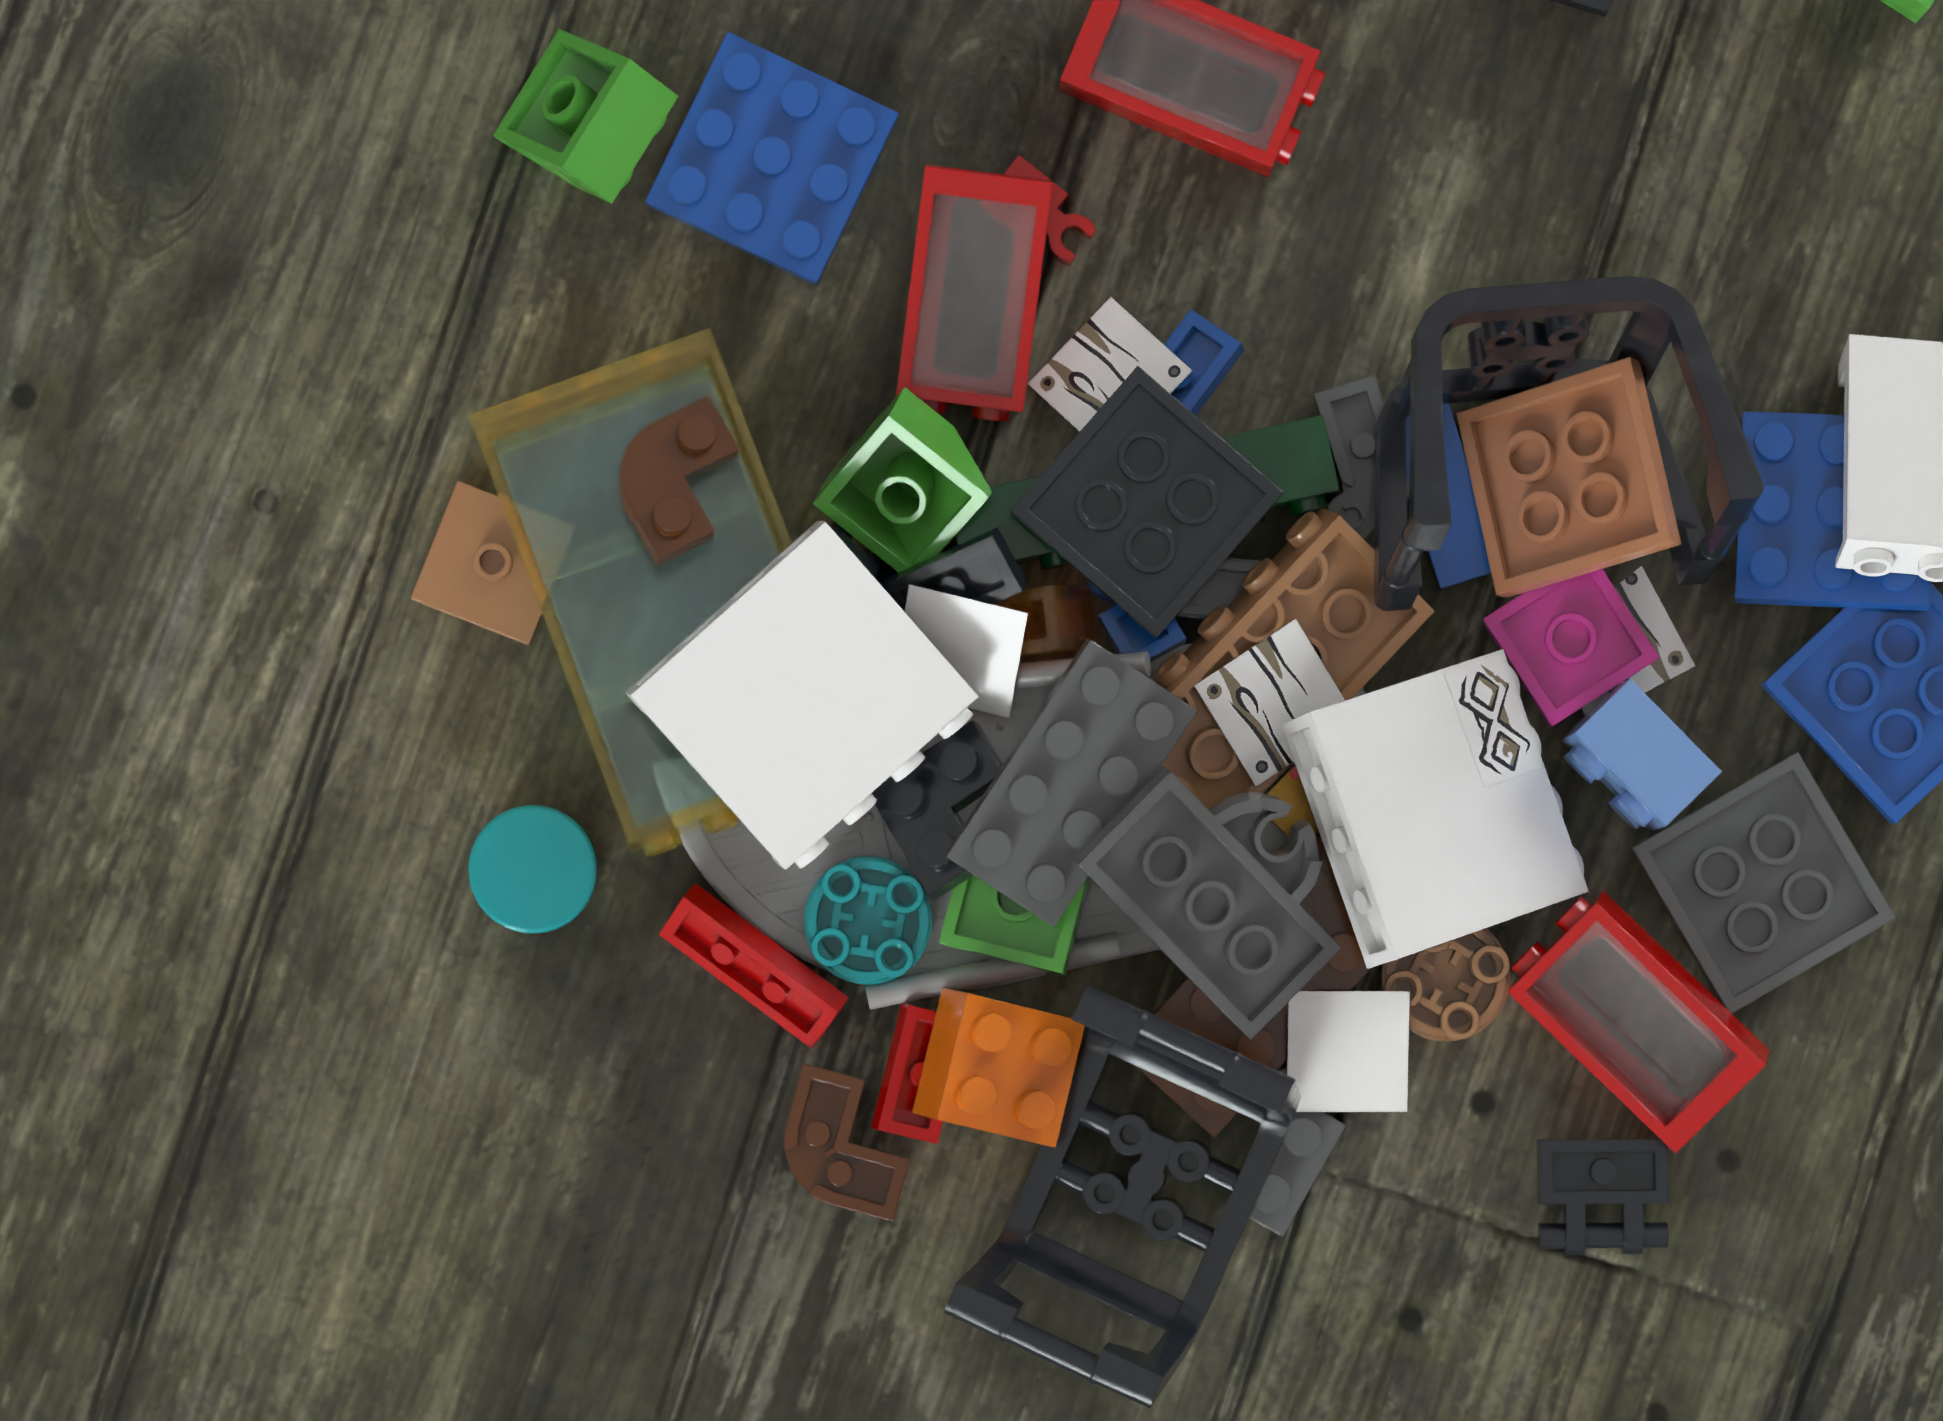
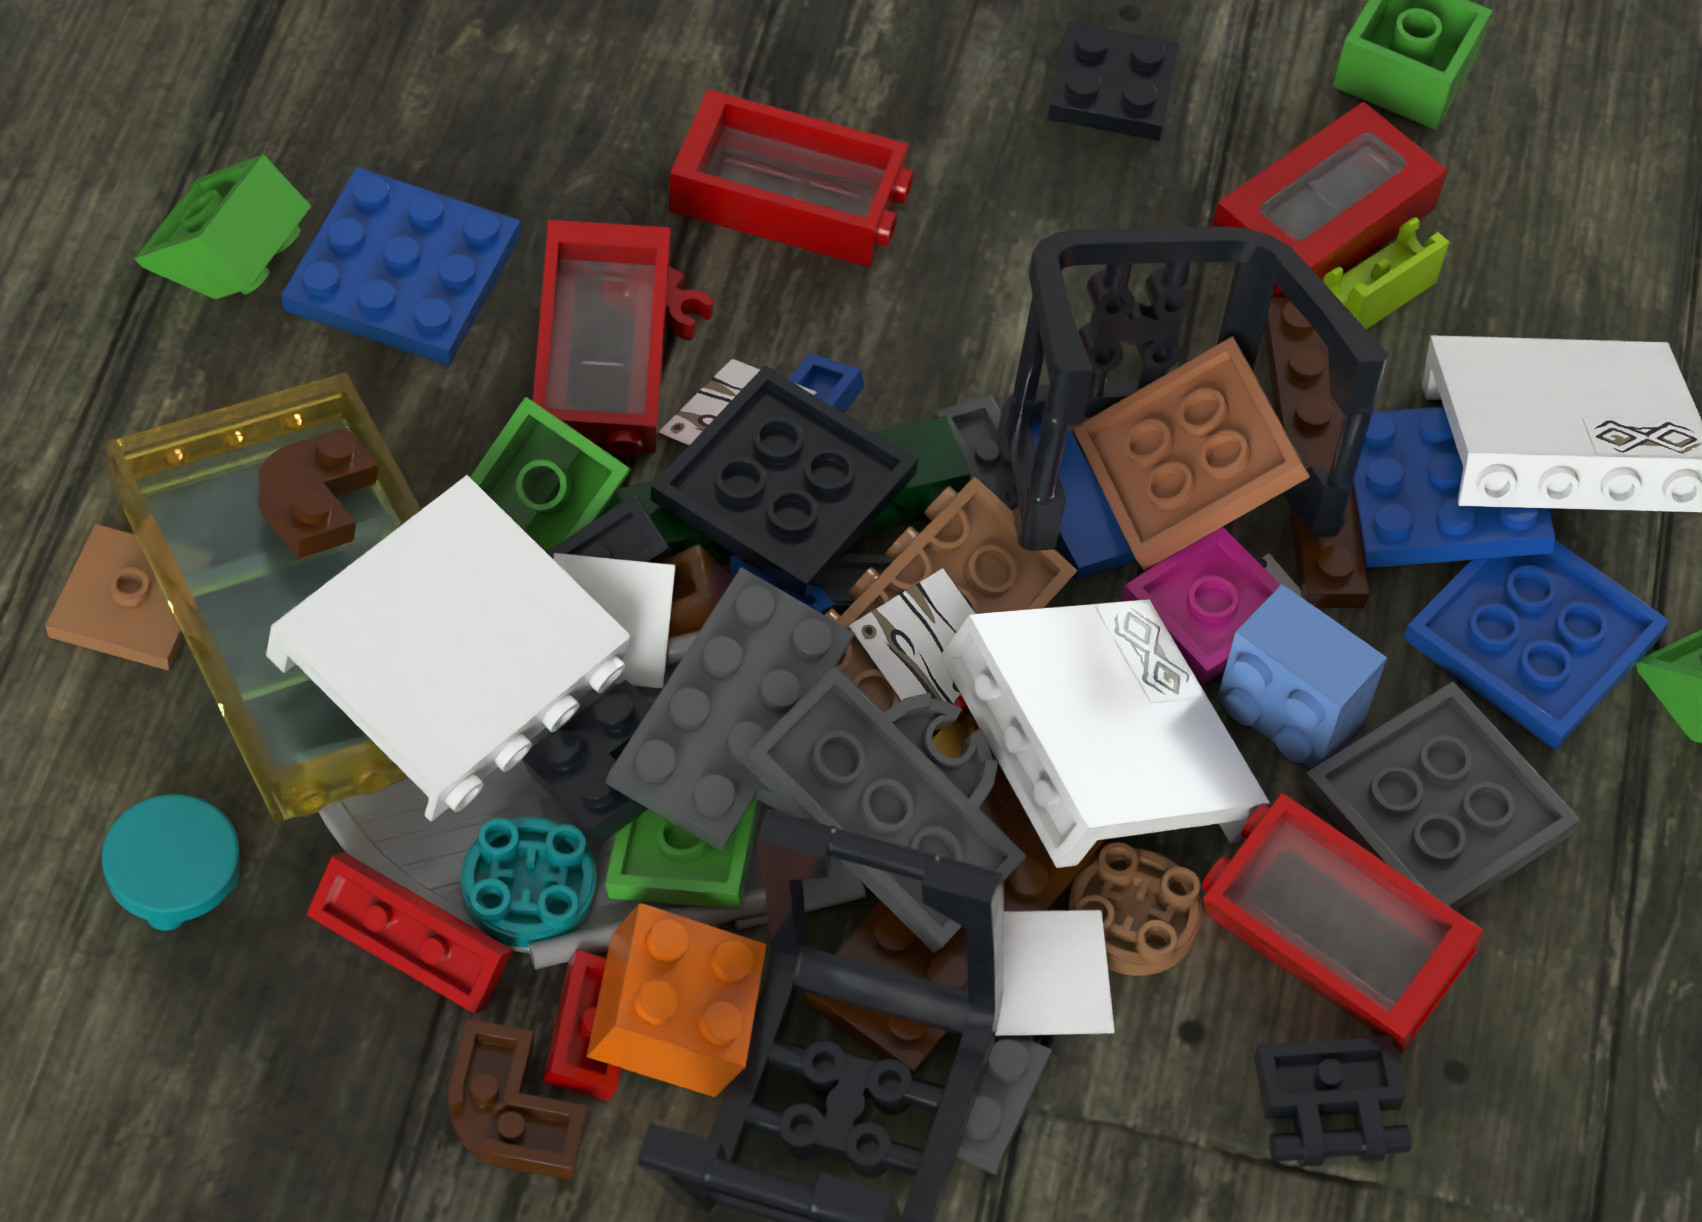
camera: 10 degrees left, 30 degrees down
(1719, 294) = (1330, 566): none -> reddish brown plate
(1771, 136) = (1338, 192): none -> red piece
(1814, 233) = (1390, 275): none -> lime hinge

